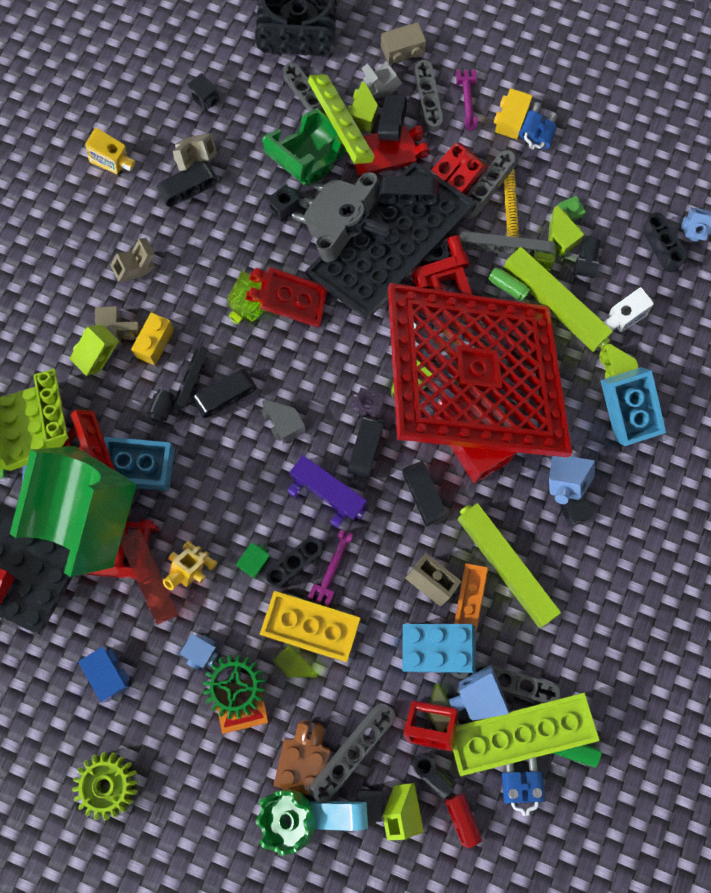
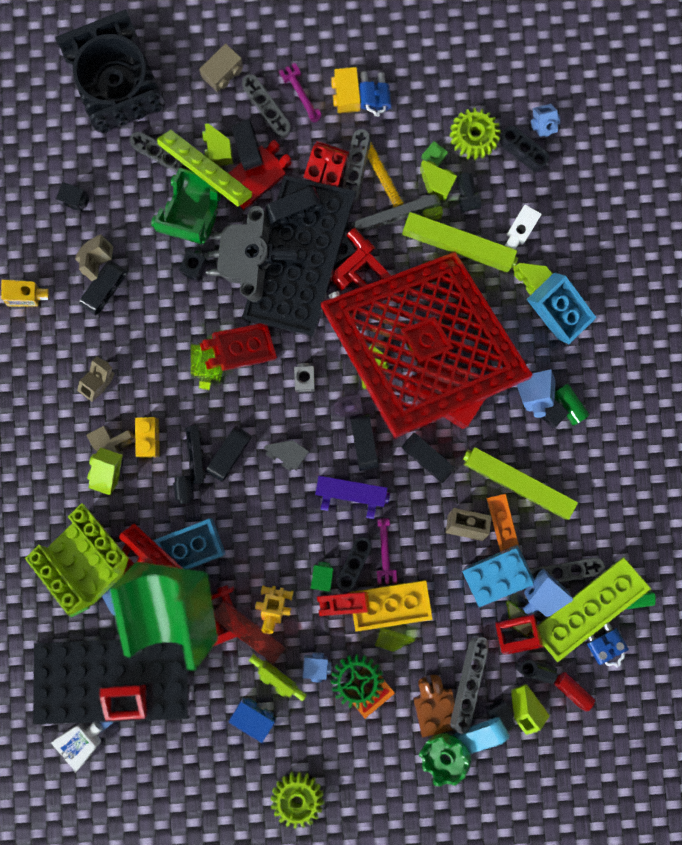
camera: 25 degrees left, 10 degrees up
(154, 647) = (272, 675): none -> lime plate
(262, 597) = (343, 603): none -> red plate
(334, 364) = (304, 386): none -> light grey brick
(381, 81) = (220, 113): light grey brick -> none
(509, 284) = (414, 247): bright green piece -> none
(599, 502) = (568, 399): none -> green brick
(629, 197) = (471, 144): none -> lime gear

